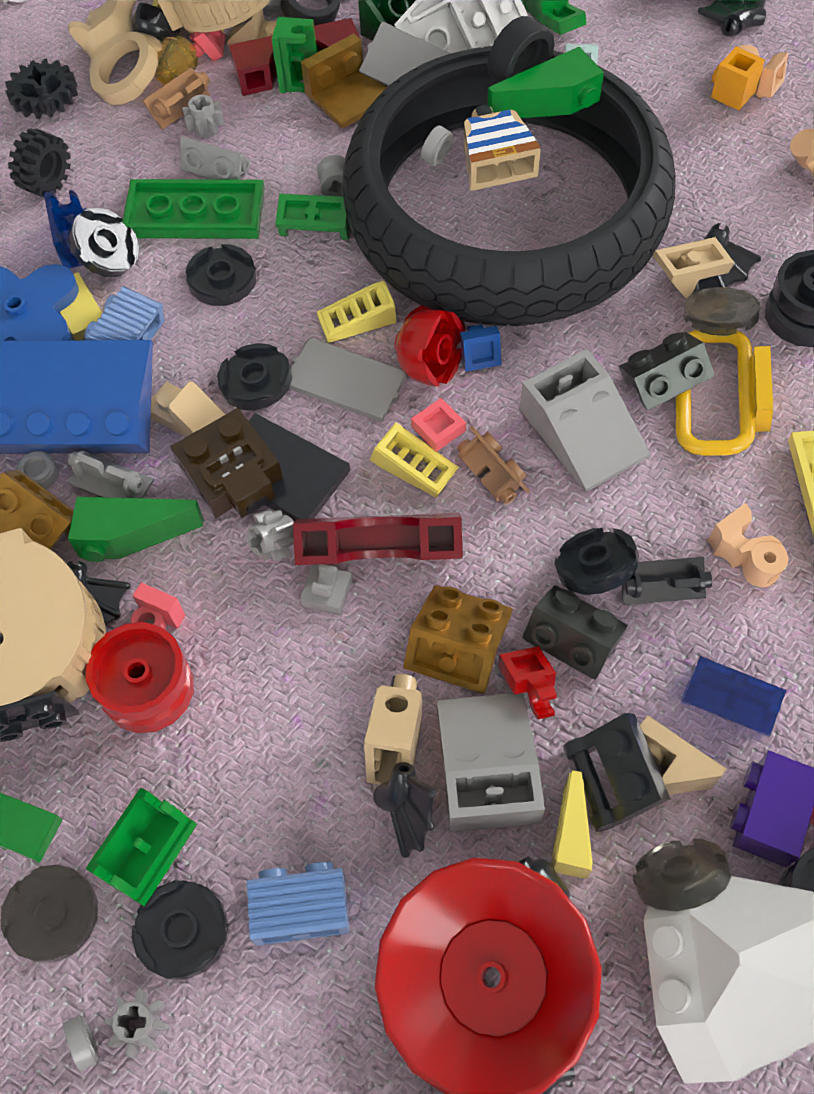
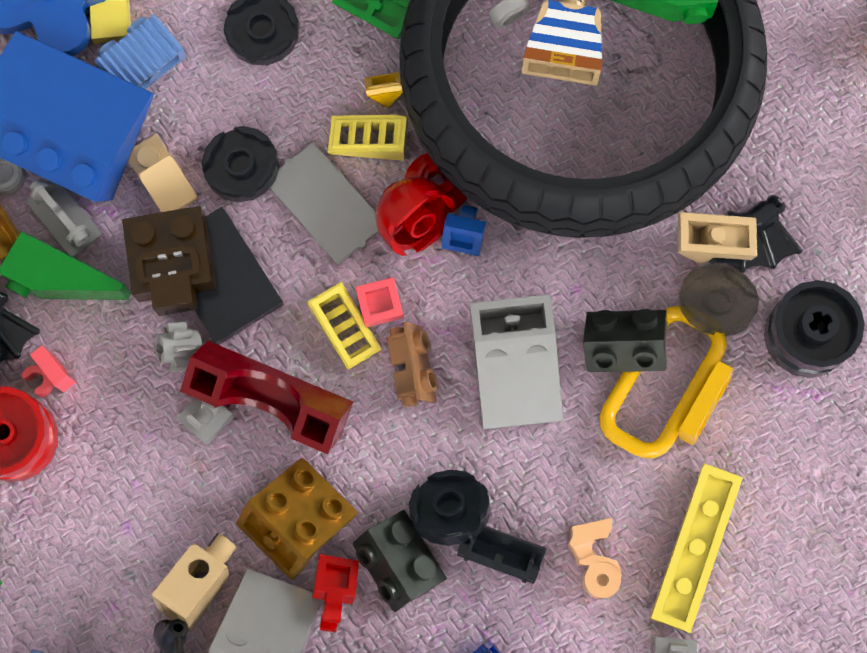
camera: 25 degrees right, 15 degrees up
(352, 275) = (384, 88): none -> yellow slope

